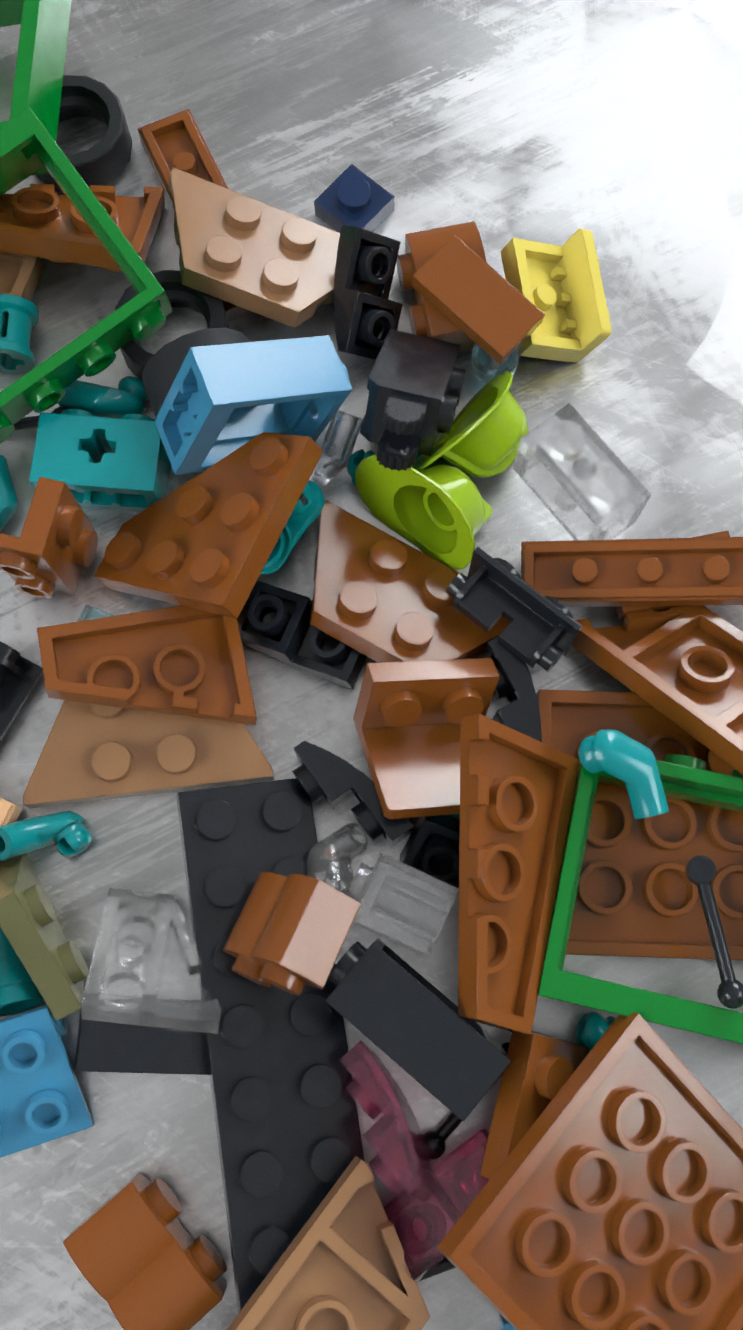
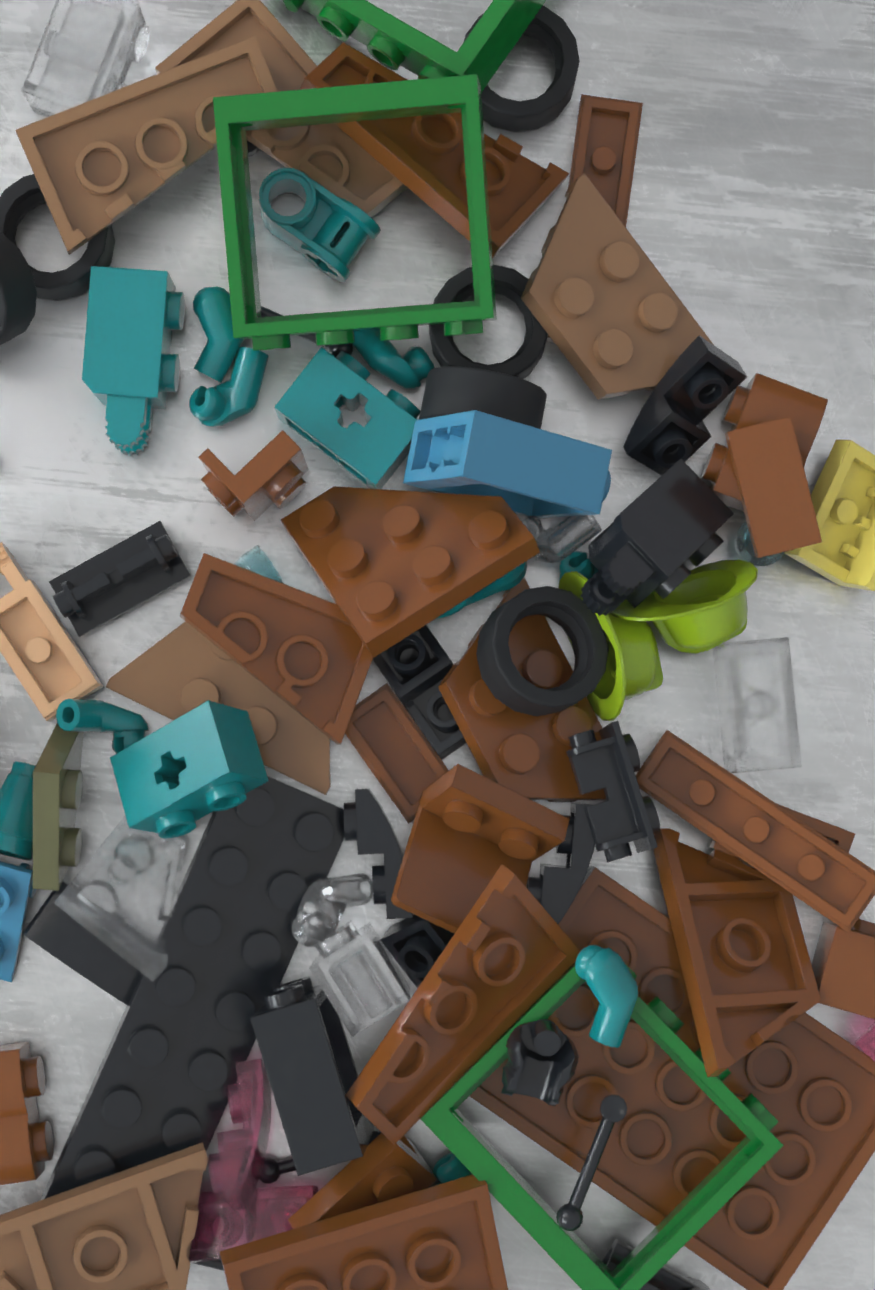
camera: 25 degrees right, 10 degrees up
(135, 822) = (189, 770): none -> teal brick
(290, 931) = (255, 946): dark orange brick -> none
(307, 704) = (394, 749): none -> dark orange tile
(354, 201) = (735, 300): dark blue plate -> none
(386, 497) = (580, 626): none -> black tyre
(610, 870) = (539, 1061): none -> black arm

